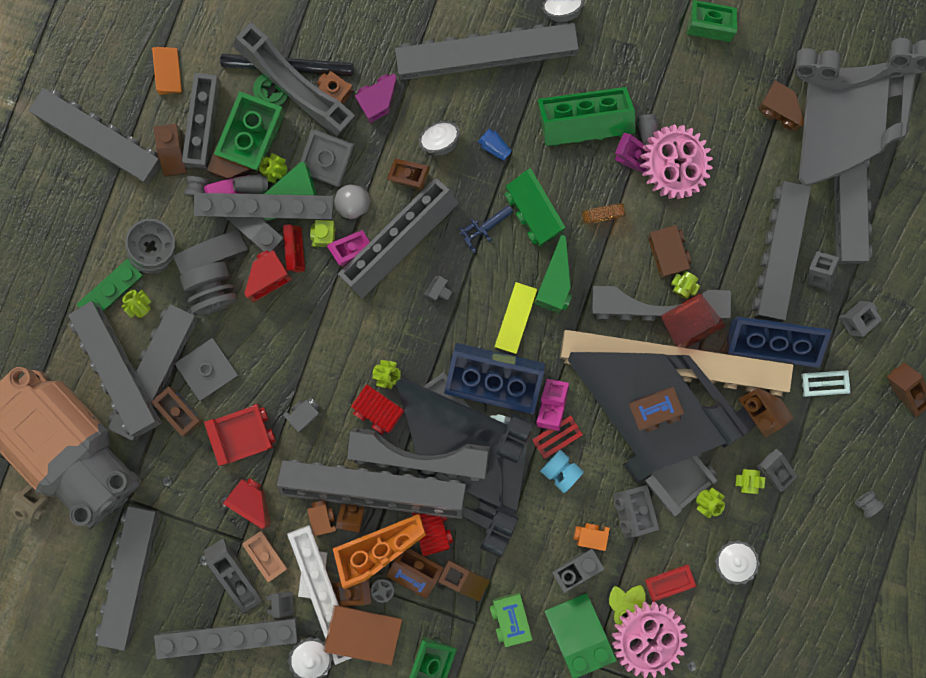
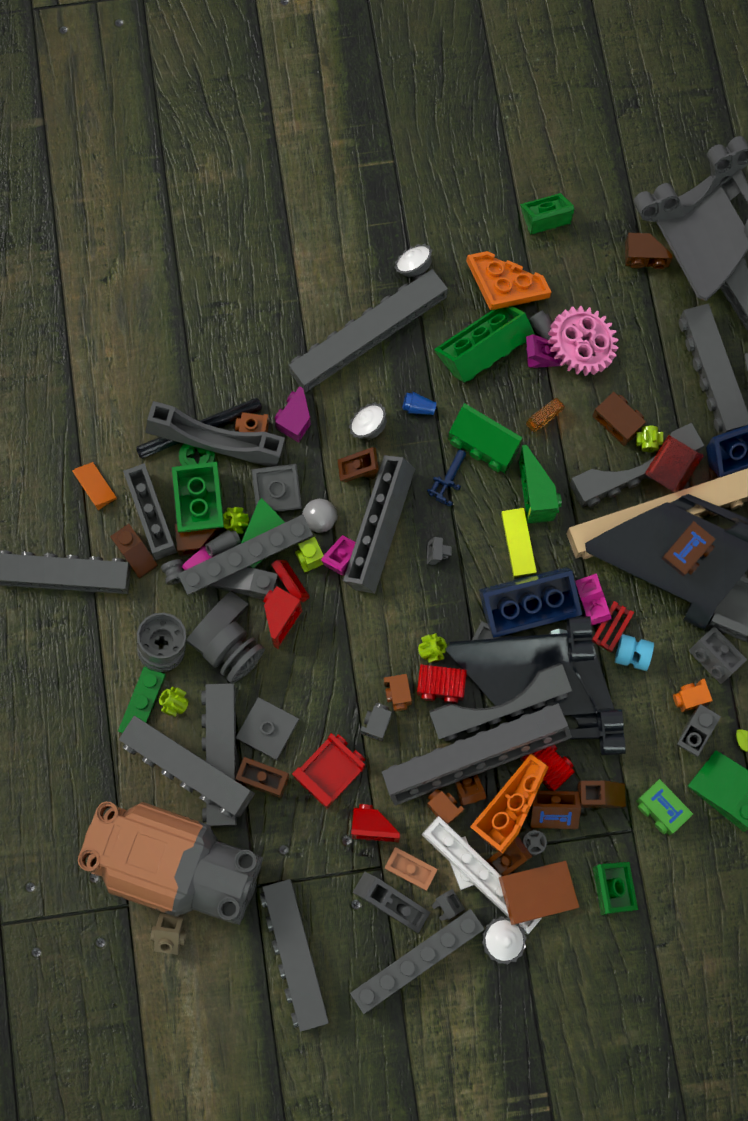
camera: 25 degrees left, 10 degrees down
(335, 397) = (398, 691): none -> dark orange brick
(636, 69) = (506, 282): none -> orange plate

